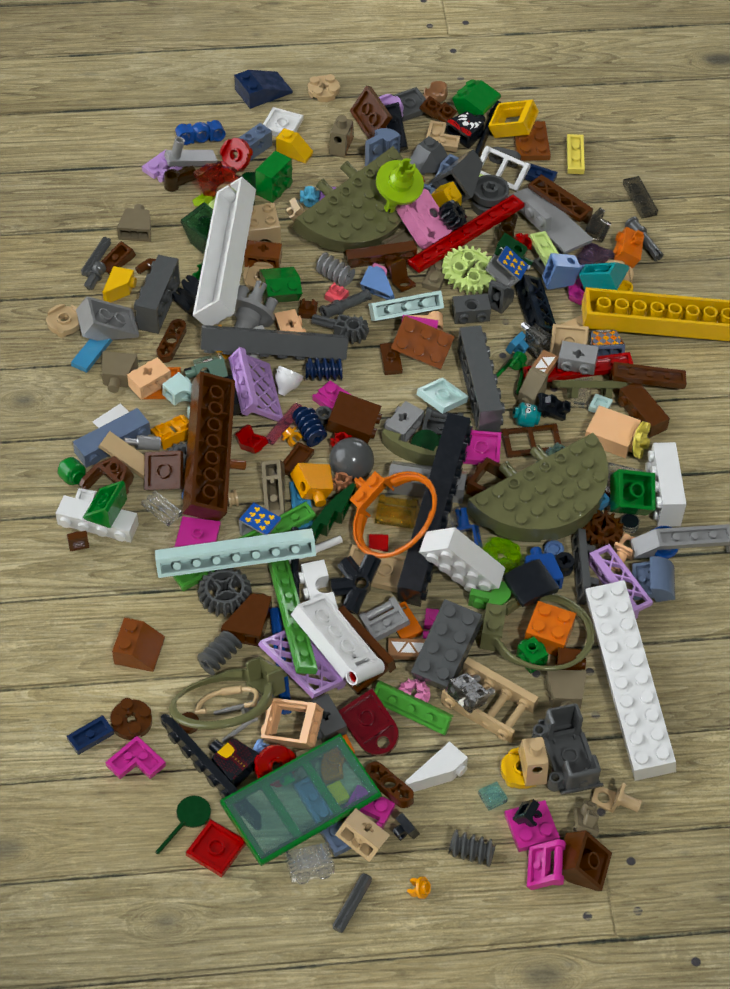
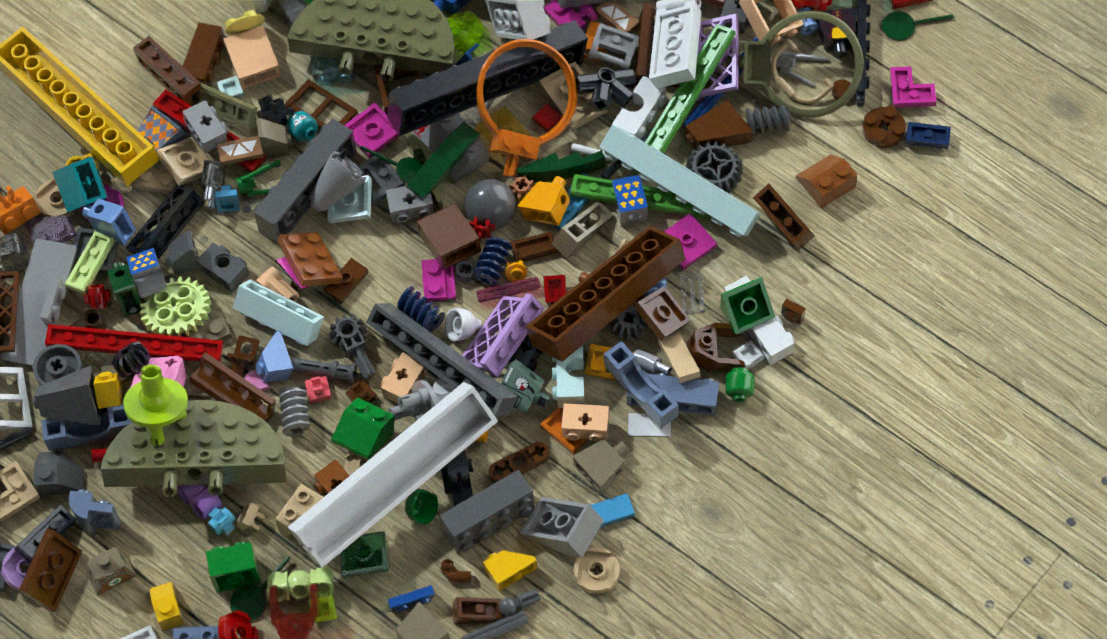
camera: 130 degrees left, 10 degrees up
(106, 404) = (626, 370): none -> sand blue arch
(141, 591) = (783, 216): none -> reddish brown brick
(159, 235) = (402, 602): none -> blue plate
(404, 443) = (443, 160): none -> dark green slope
(456, 388) = (335, 182): none -> light grey cone

